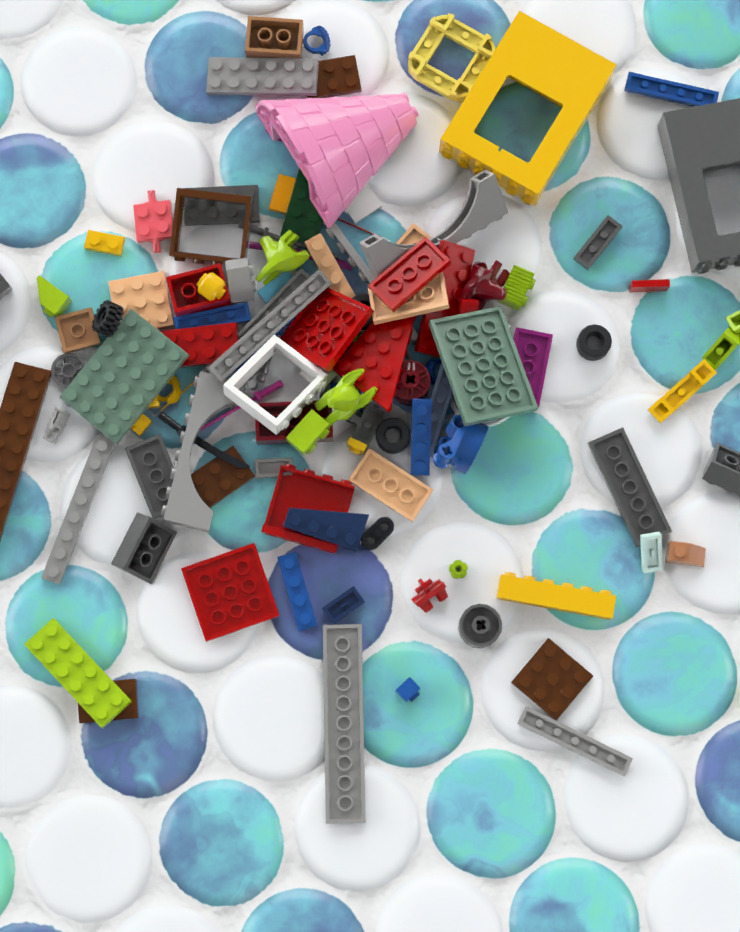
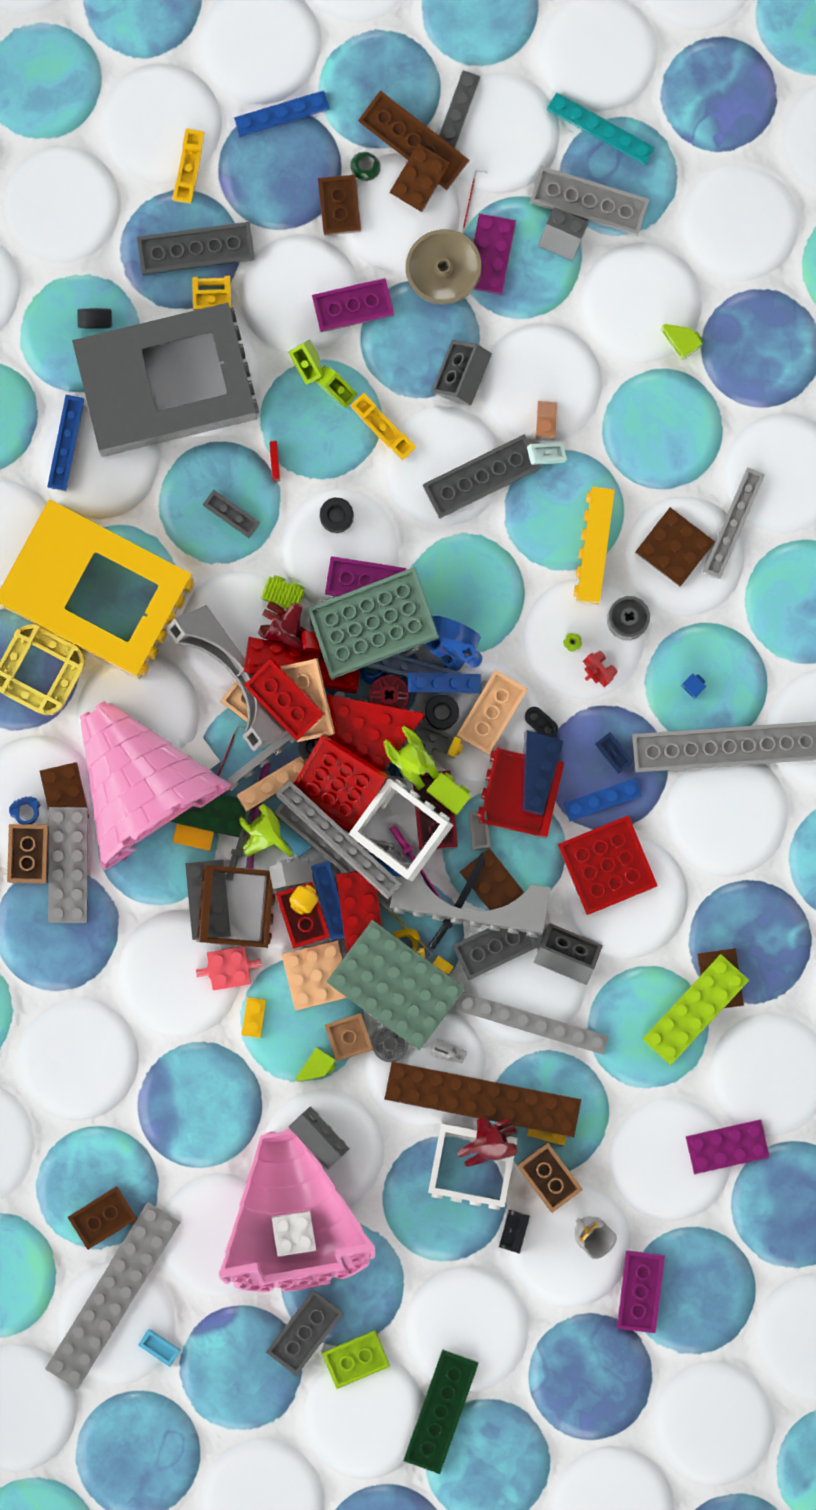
camera: 95 degrees left, 5 degrees up
(107, 318) = (338, 1005): black tyre -> none

